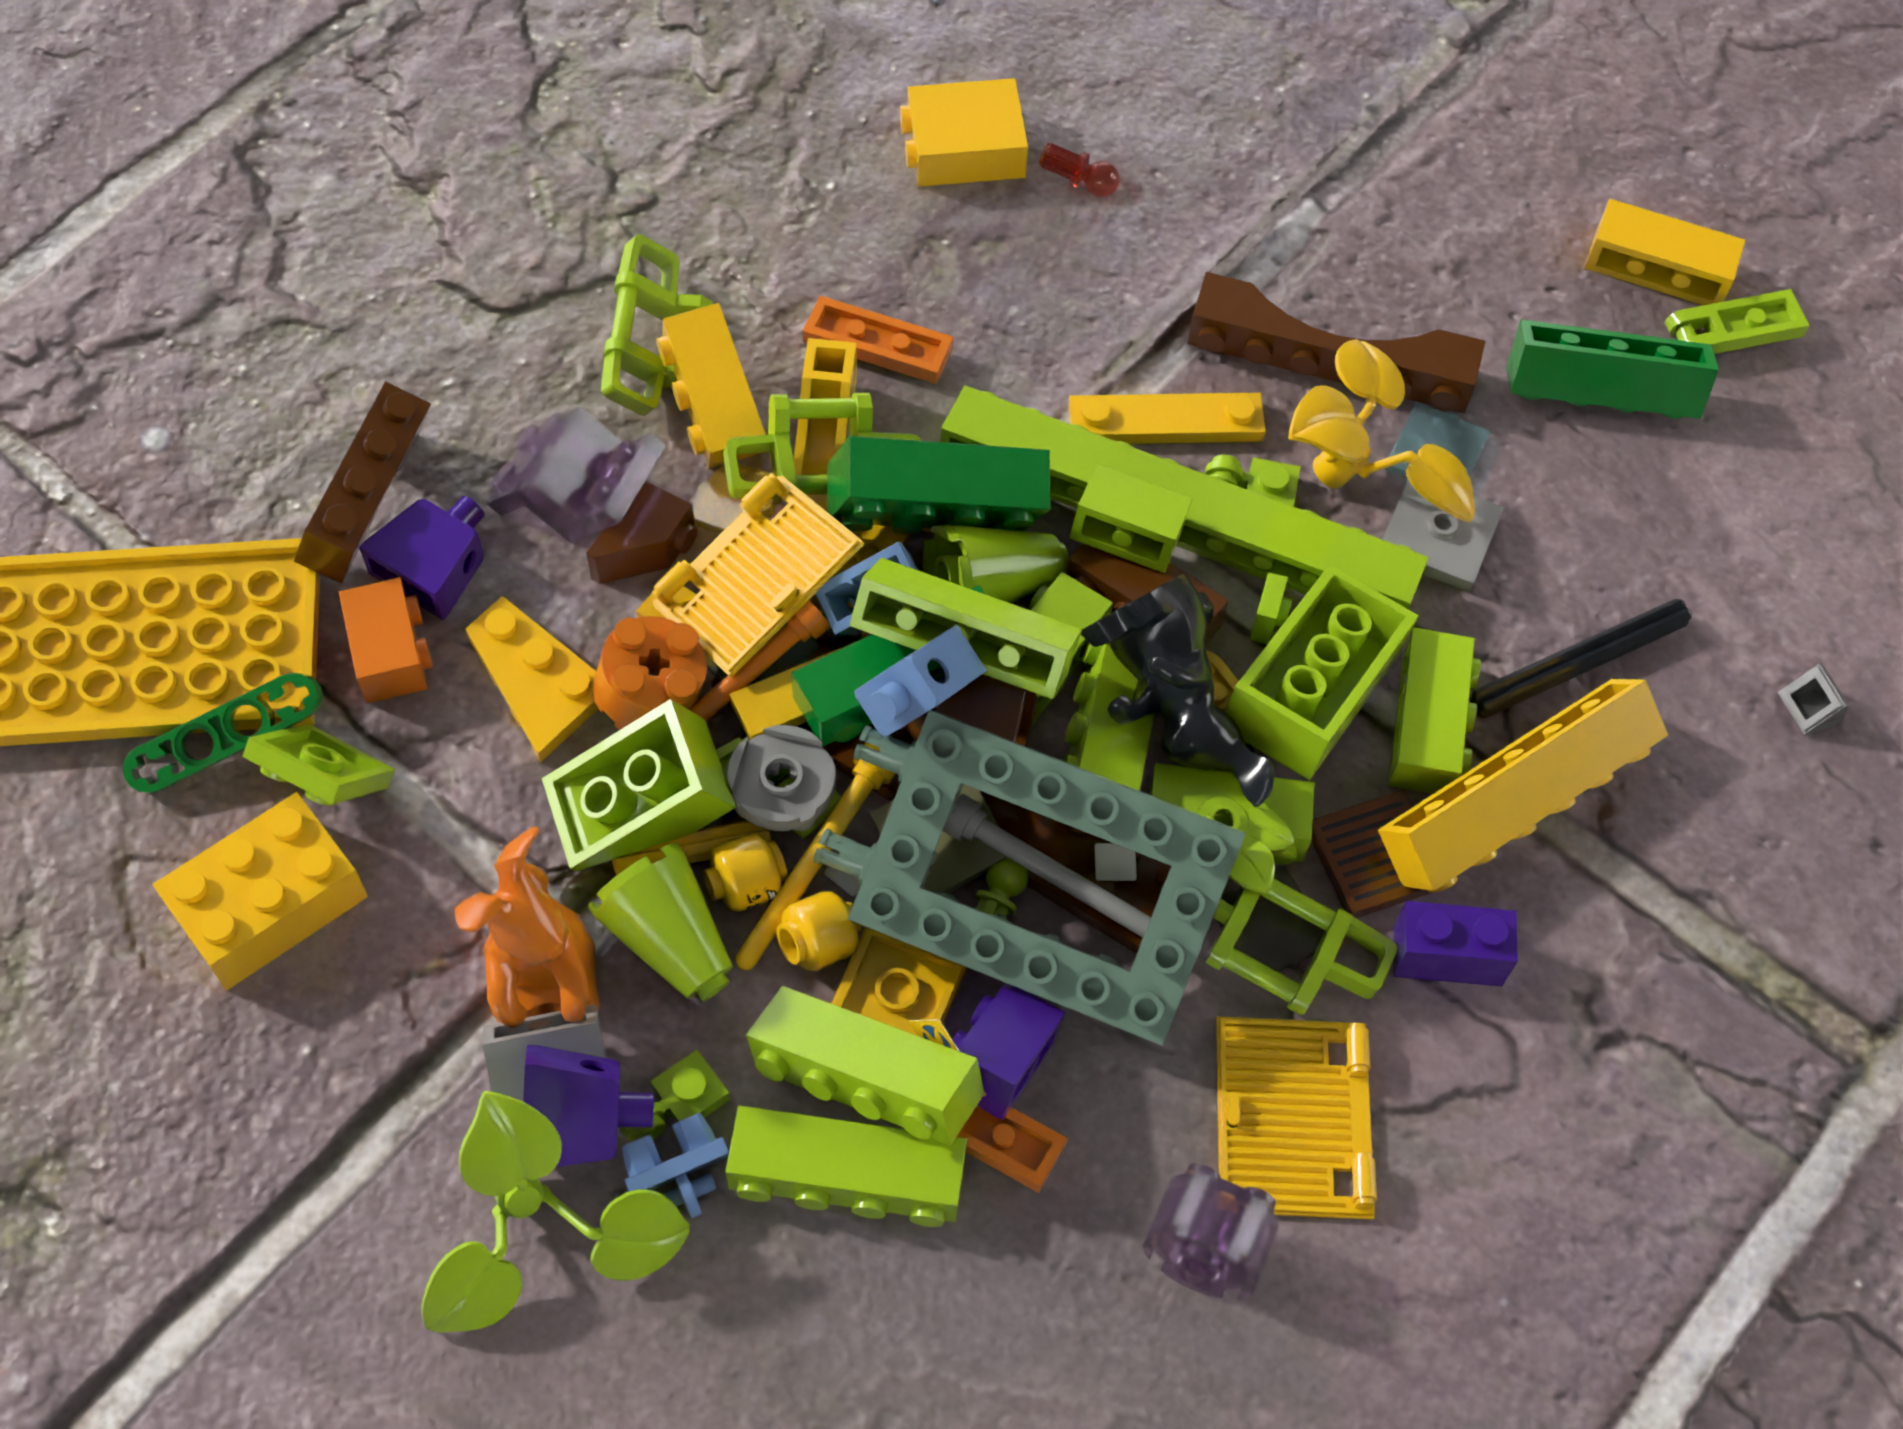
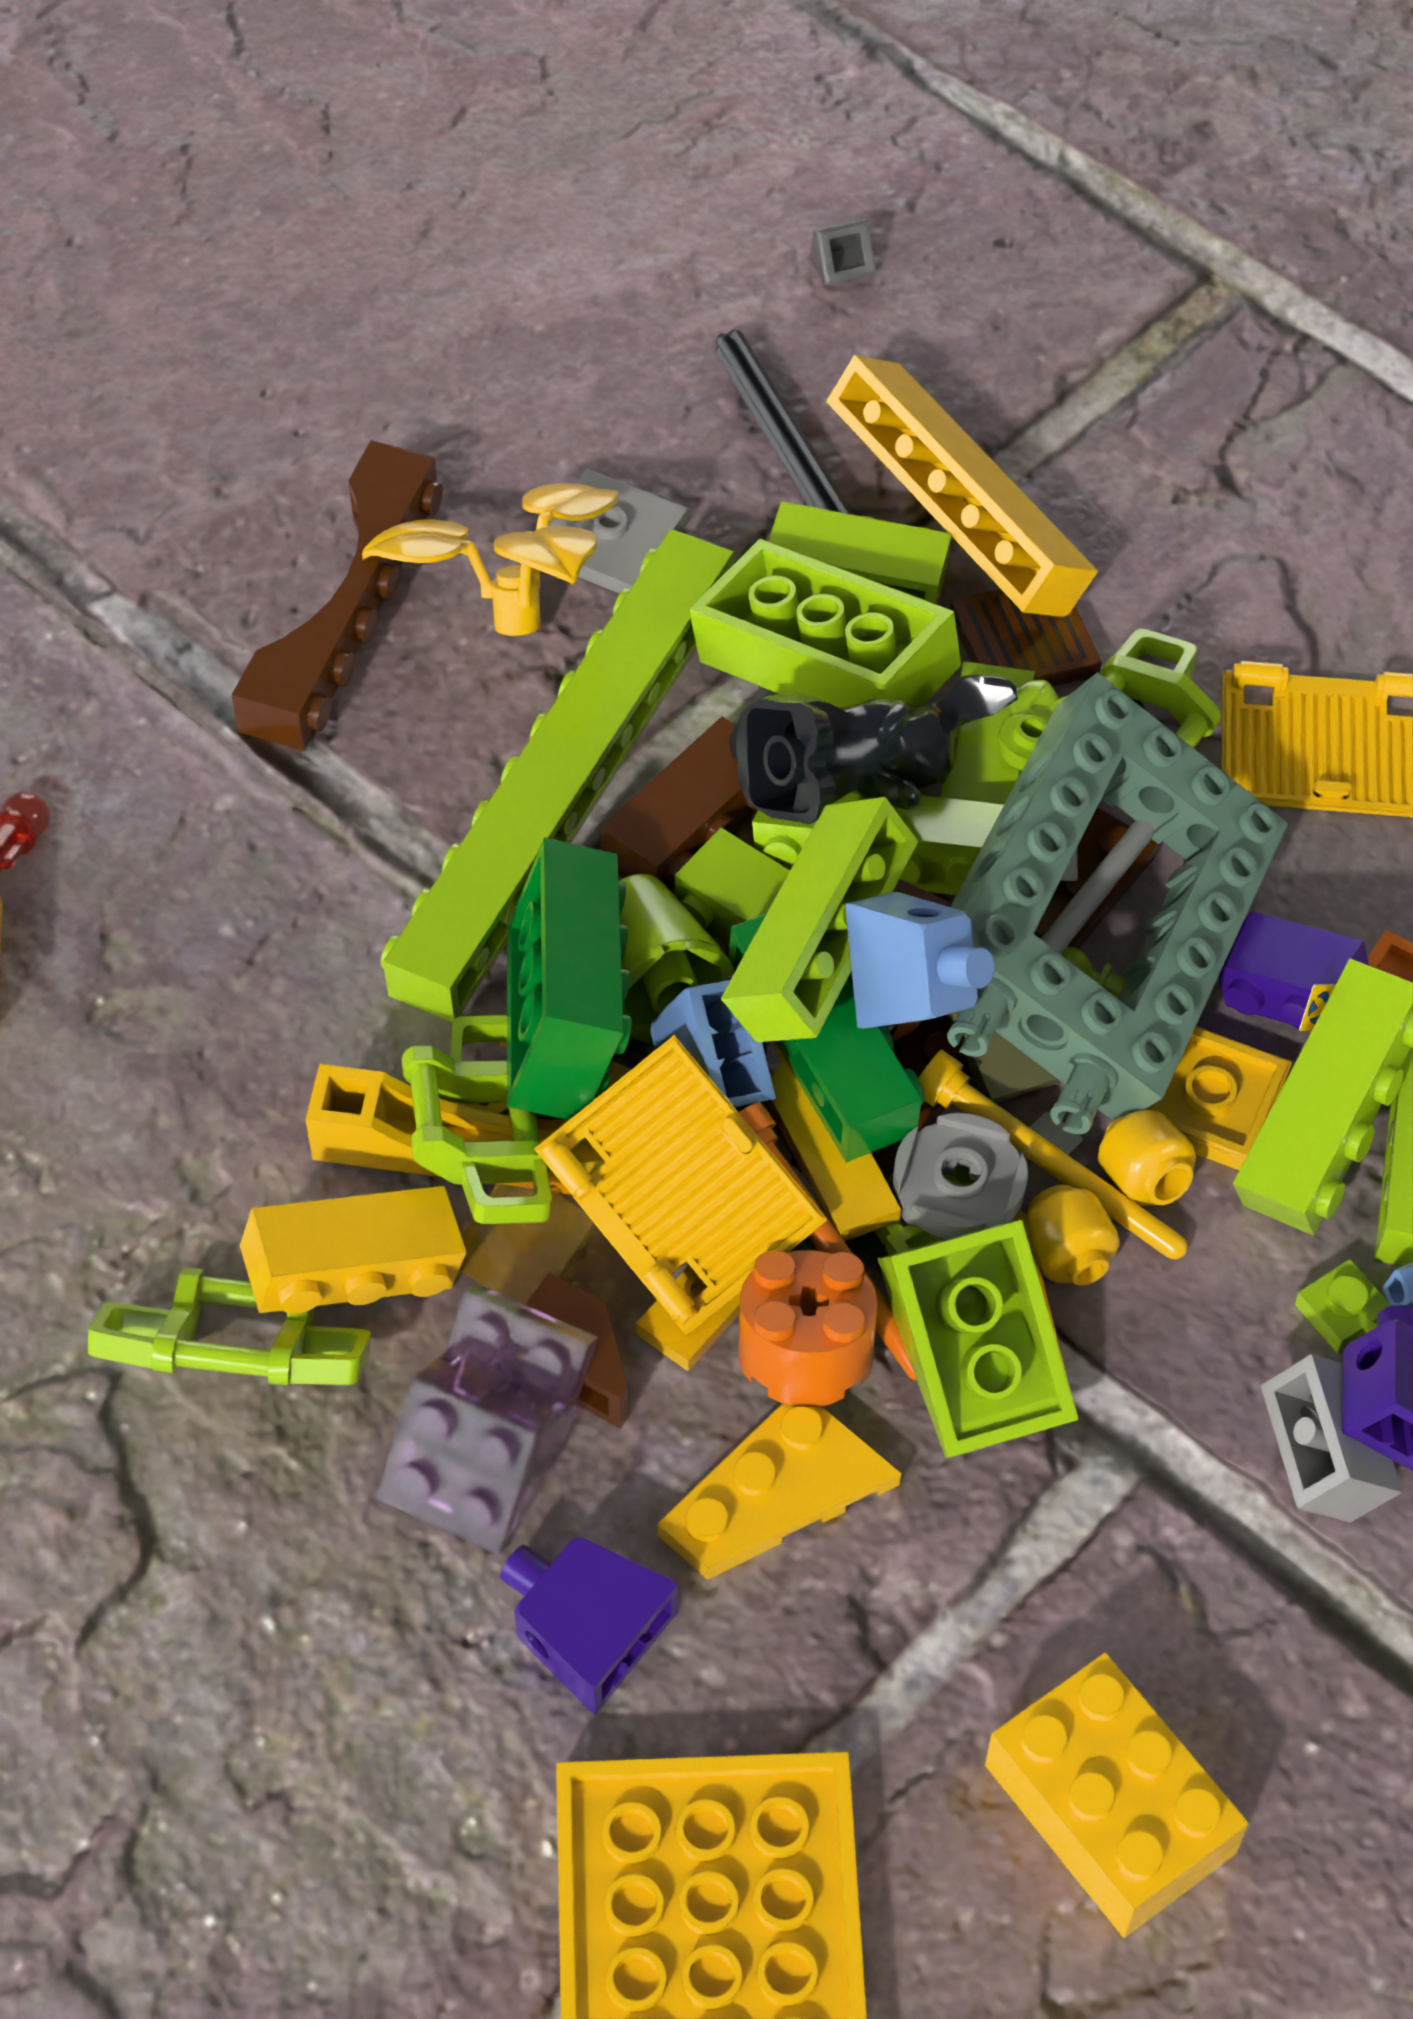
camera: 85 degrees left, 5 degrees down
(223, 732) = (869, 1861): green beam -> none
(318, 764) = (937, 1720): lime plate -> none
(362, 482) = (558, 1704): reddish brown arch -> none
(384, 640) = (727, 1665): orange brick -> none
(536, 947) = (1197, 1450): orange animal -> none
(666, 923) = (1142, 1313): lime cone -> none
(881, 339) = (272, 1073): orange plate -> none
(1130, 518) = (620, 785): lime brick -> none
(1171, 417) = (424, 777): yellow plate -> none
(1264, 476) = (526, 691): lime plate -> none
(1272, 608) = (715, 691): lime plate -> none
(1444, 430) = (488, 512): clear light blue piece -> none
(1455, 943) = (1142, 571): dark purple brick -> none
(1611, 369) = (415, 341): green brick -> none
(1664, 253) = (243, 276): yellow brick -> none
(1741, 322) = (350, 233): lime plate -> none

